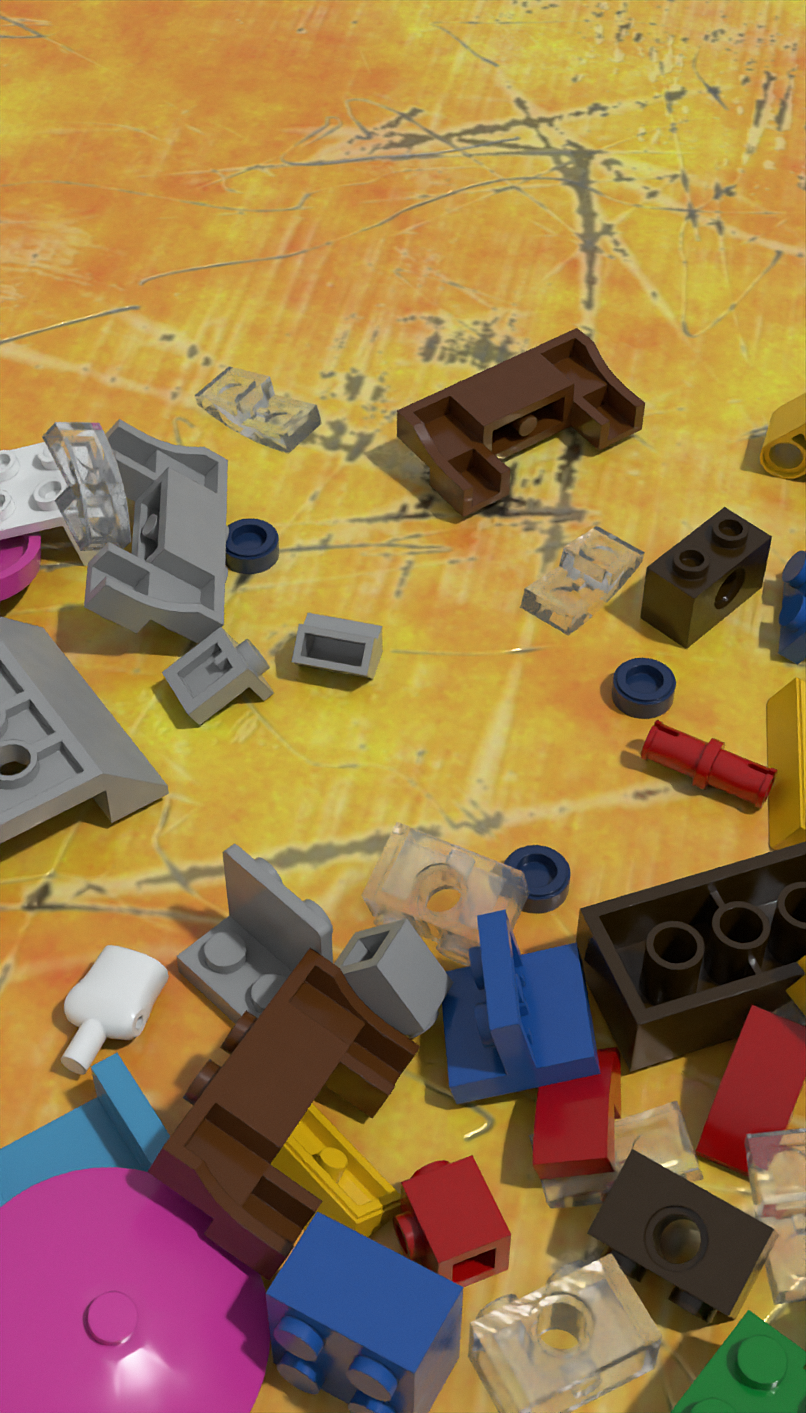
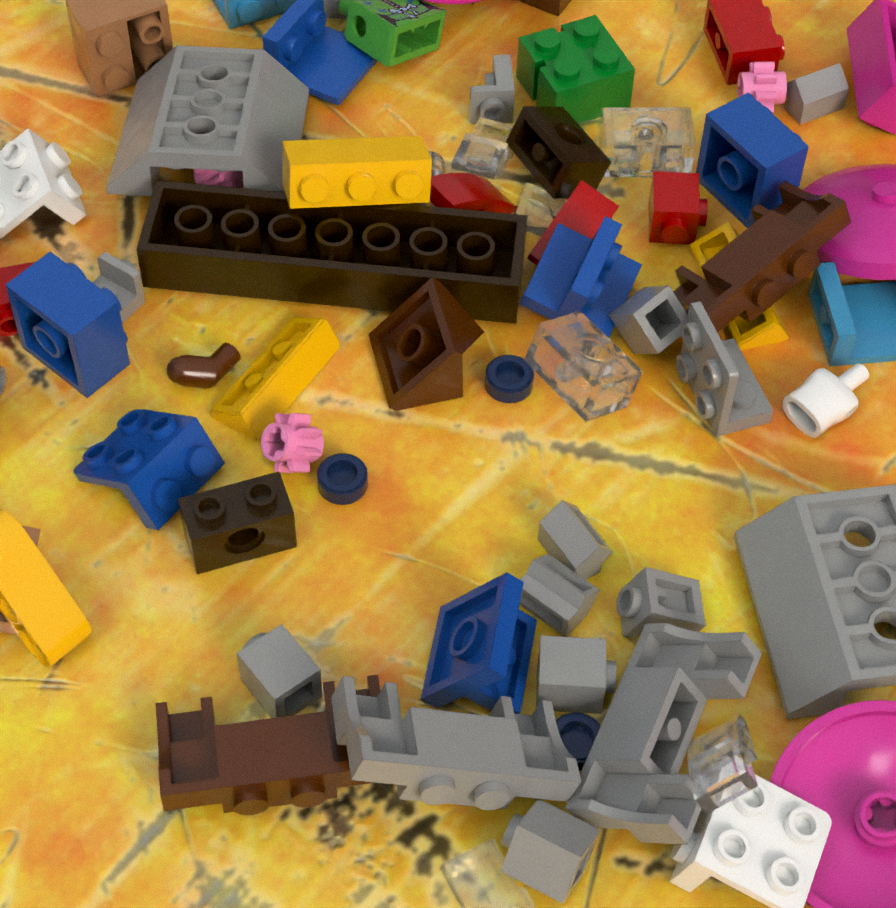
camera: 155 degrees left, 5 degrees up
(230, 428) = (548, 849): none -> light grey brick
(279, 576) = (574, 673): none -> light grey brick
(328, 681) = (573, 540): none -> light grey piece
(341, 421) = (454, 754): none -> light grey bracket
(377, 554) = (481, 647): none -> blue bracket
(560, 479) = (279, 673): none -> light grey brick
(584, 581) = (314, 589): clear slope -> none
(642, 835) = (423, 348): none -> reddish brown slope
(708, 763) = (345, 395): red pin -> none
(718, 673) = (292, 443): none -> bright pink gear

